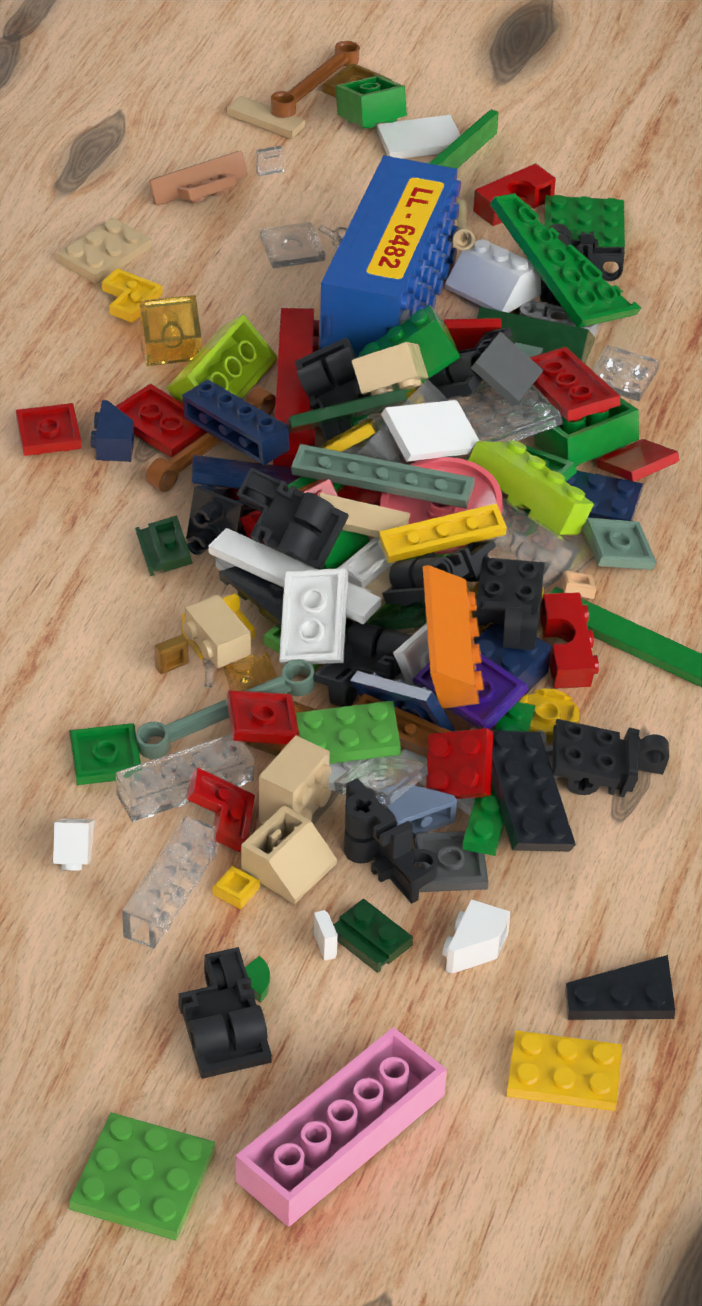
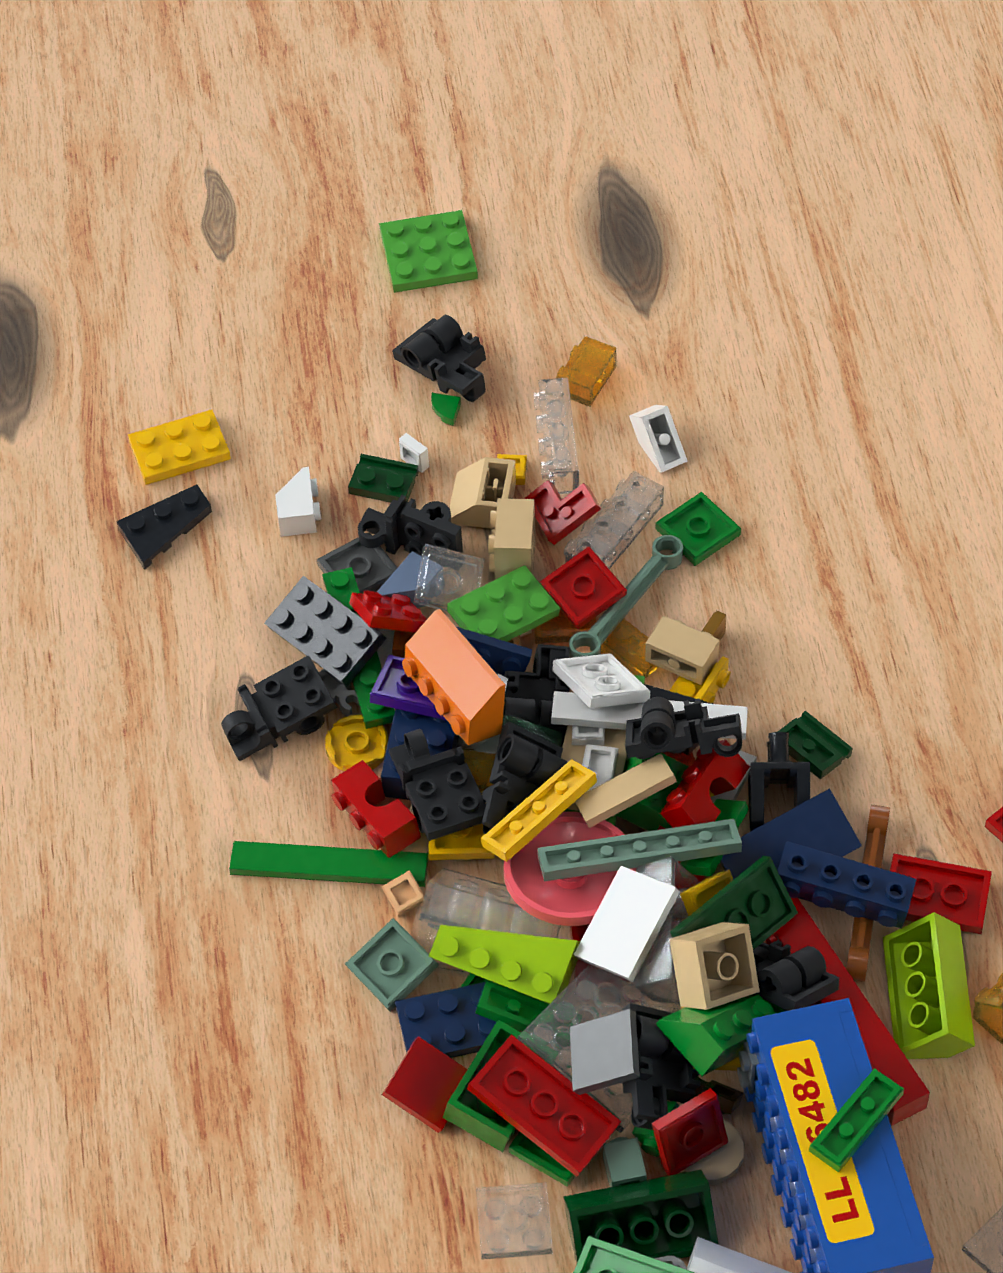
camera: 155 degrees right, 10 degrees up
(86, 937) = (588, 369): none -> clear yellow brick
(113, 435) = (964, 844): dark blue slope -> none
(340, 1126) = (309, 321): bright pink brick -> none
(375, 221) = (856, 1120): none -> green tile

